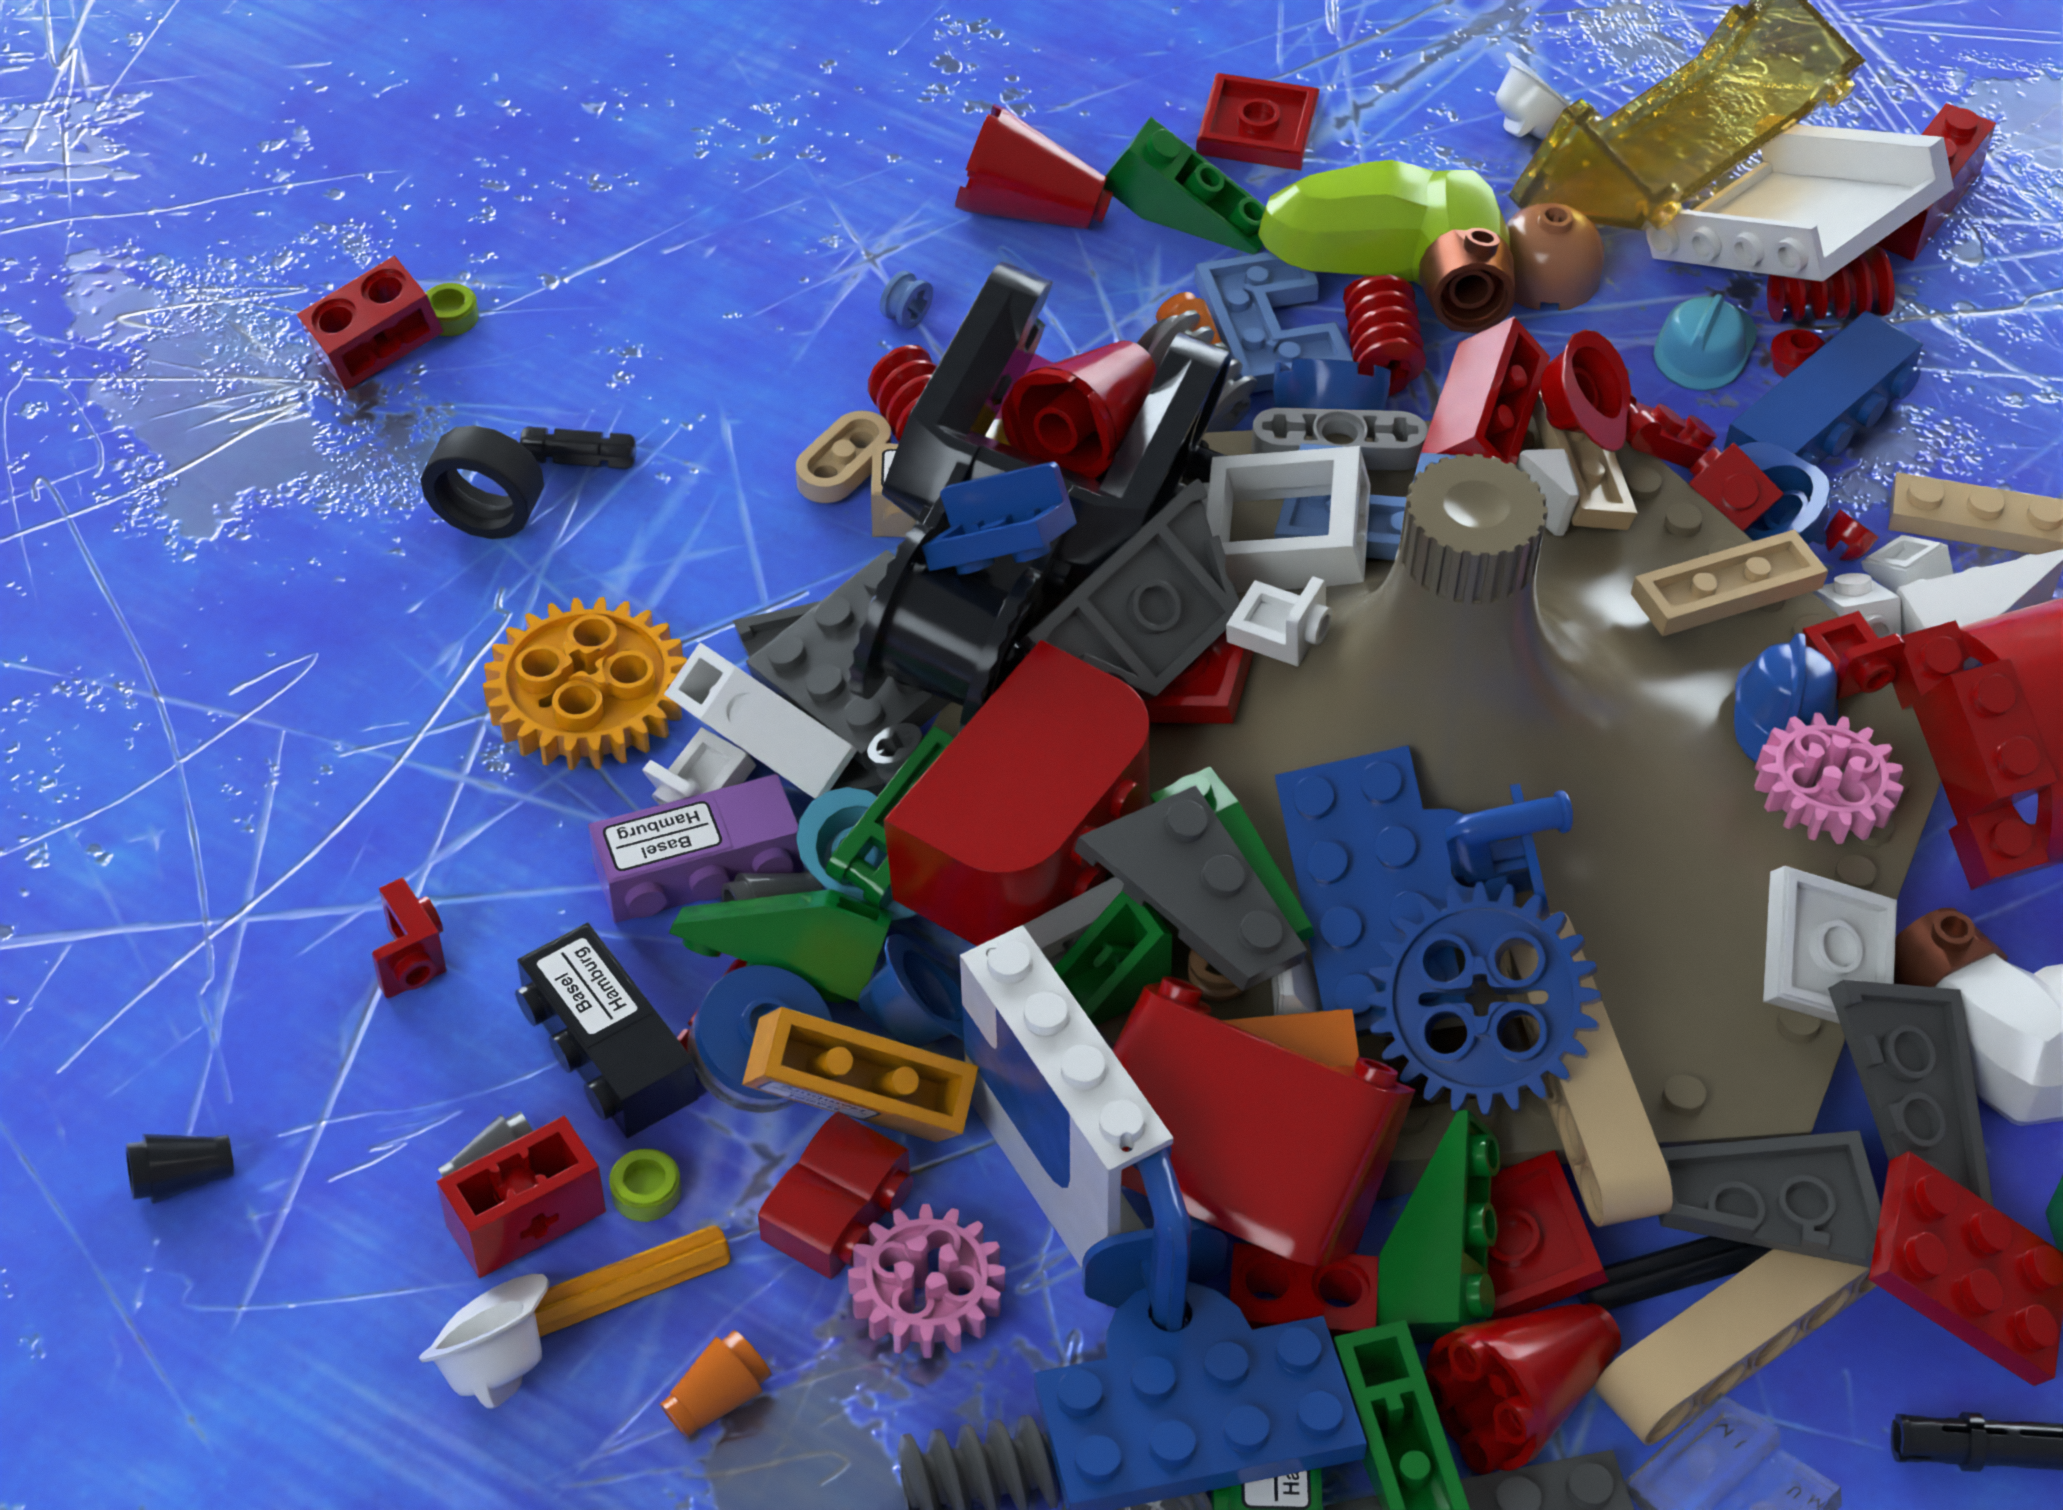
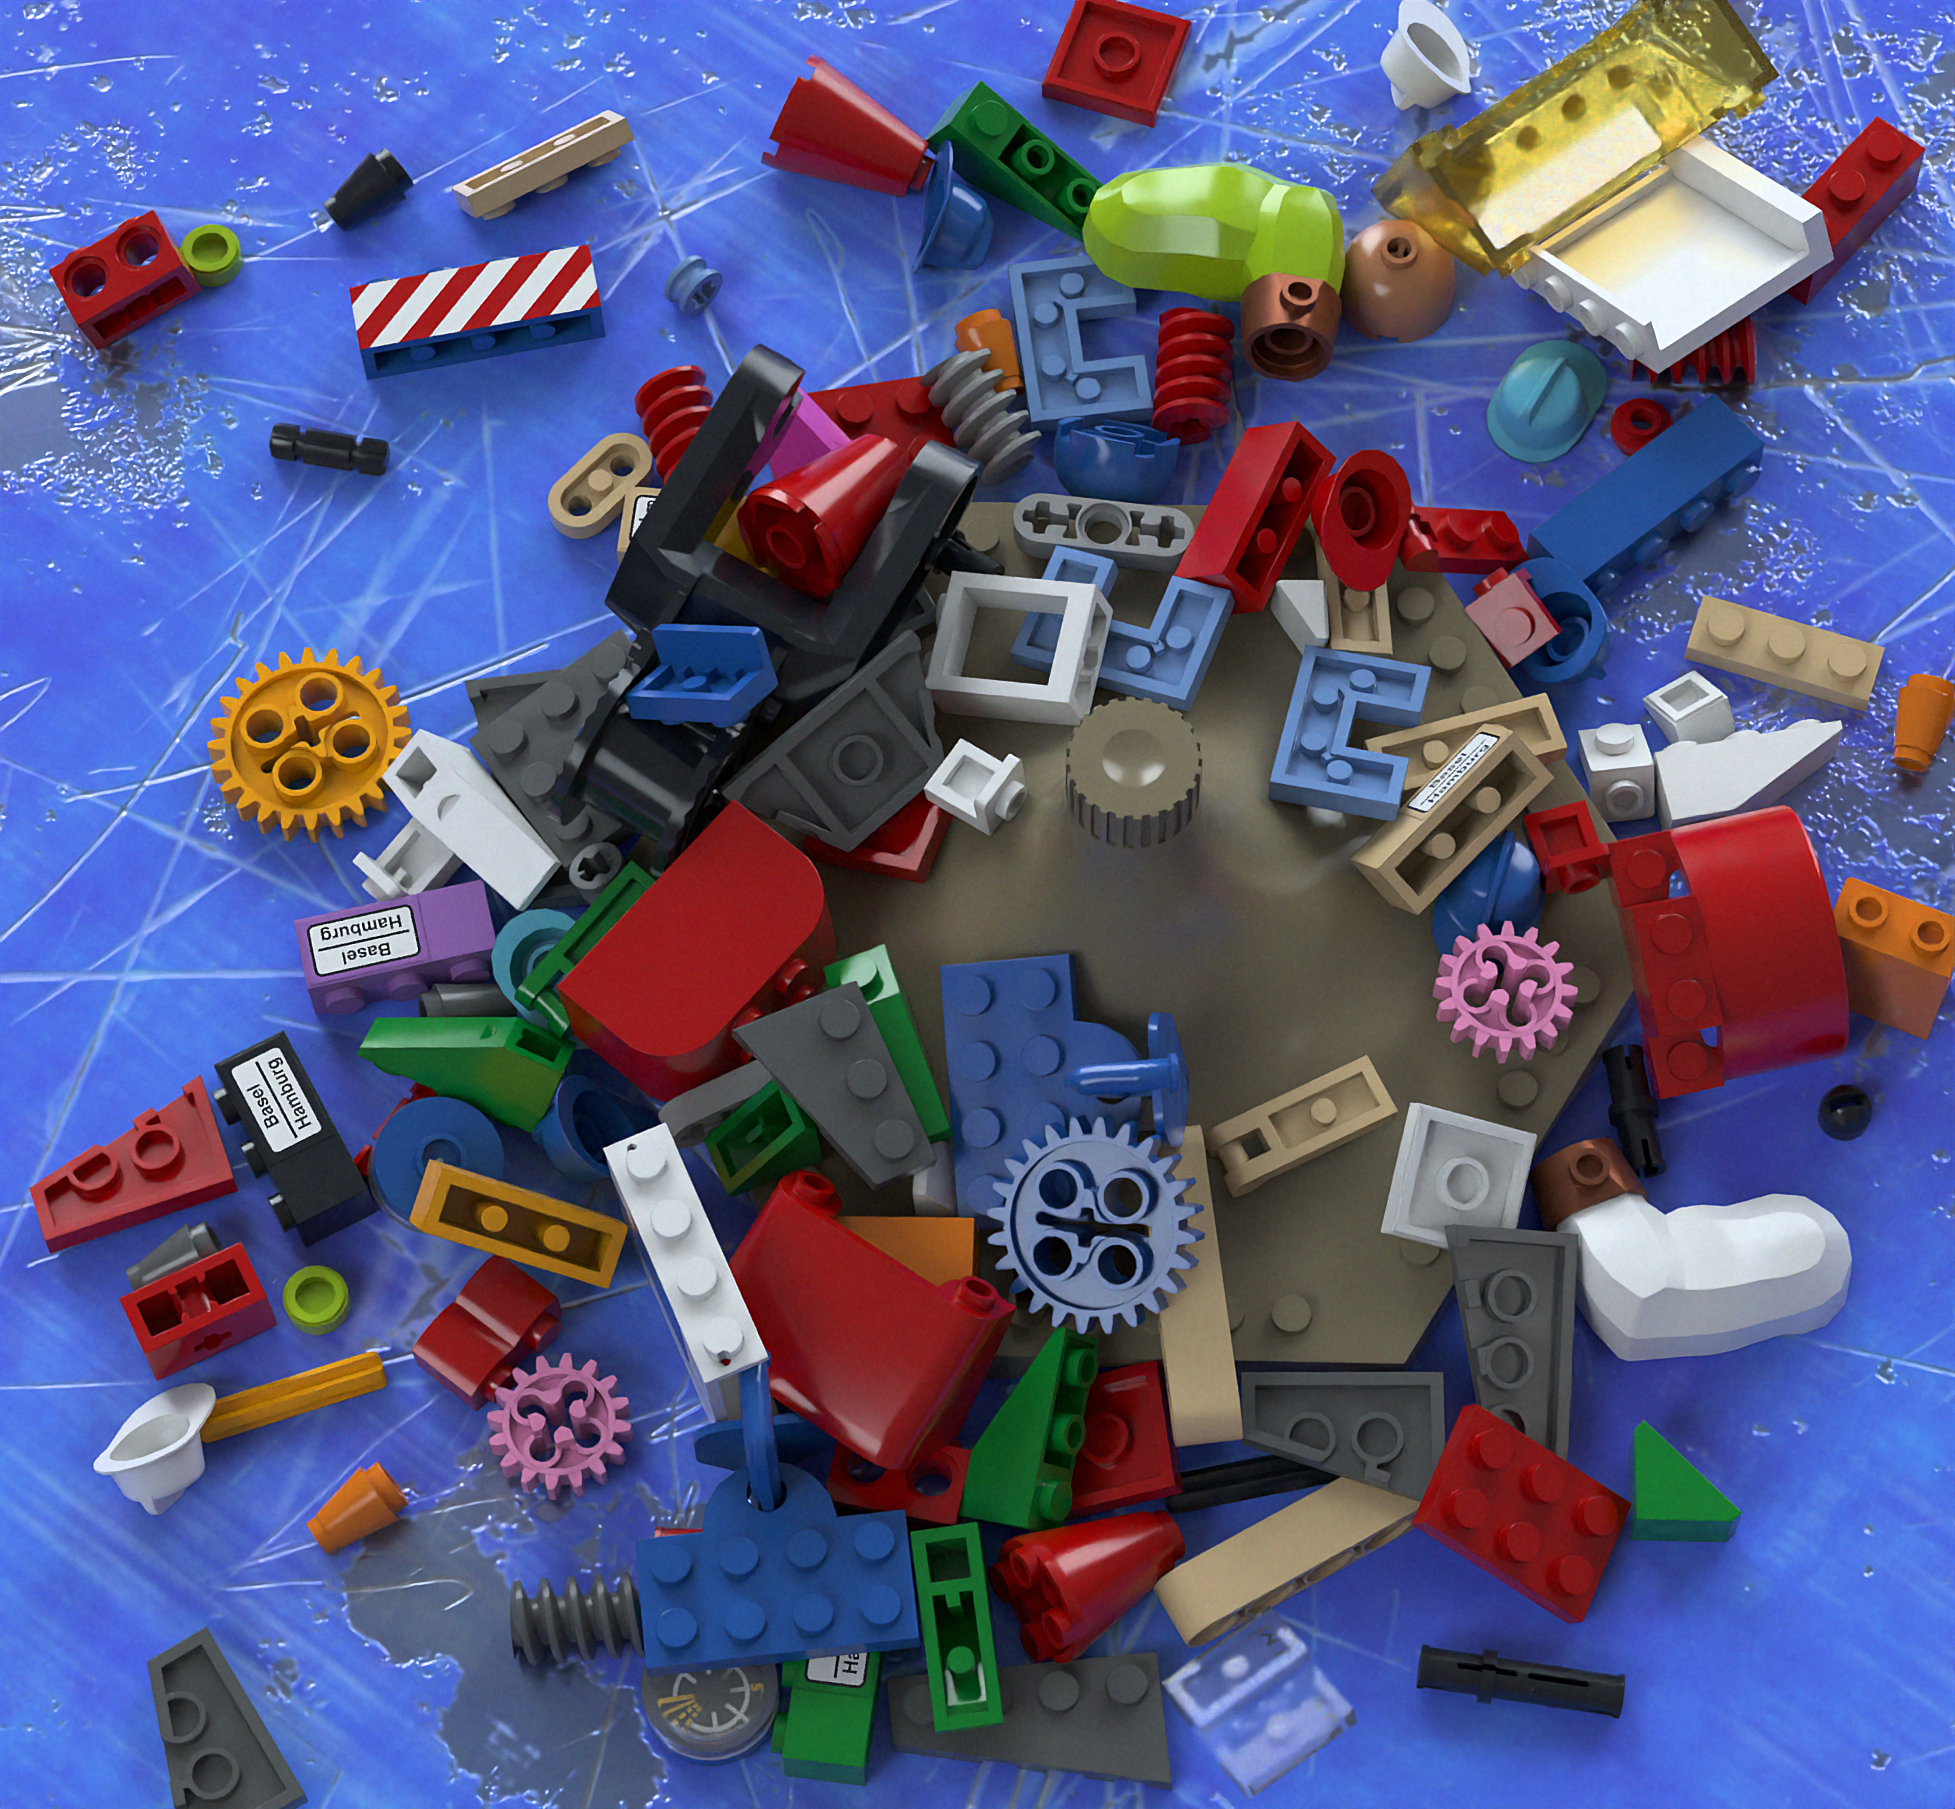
camera: 10 degrees right, 15 degrees up
(417, 948) = (125, 1043): red bracket -> none
(451, 1077) = (148, 1172): none -> red wing
(495, 457) = (224, 501): black tyre -> none
(595, 246) = (369, 189): none -> black cone
(707, 330) = (477, 311): none -> brick
(754, 222) = (543, 165): none -> tan plate
(1137, 231) = (954, 222): none -> blue piece
(1591, 574) = (1313, 754): none -> medium blue plate
(1660, 909) = (1301, 1124): none -> tan plate
(1743, 625) = (1452, 818): none -> tan brick
(1850, 532) = (1634, 670): red hinge -> none
(1957, 887) = (1634, 1110): none -> black pin

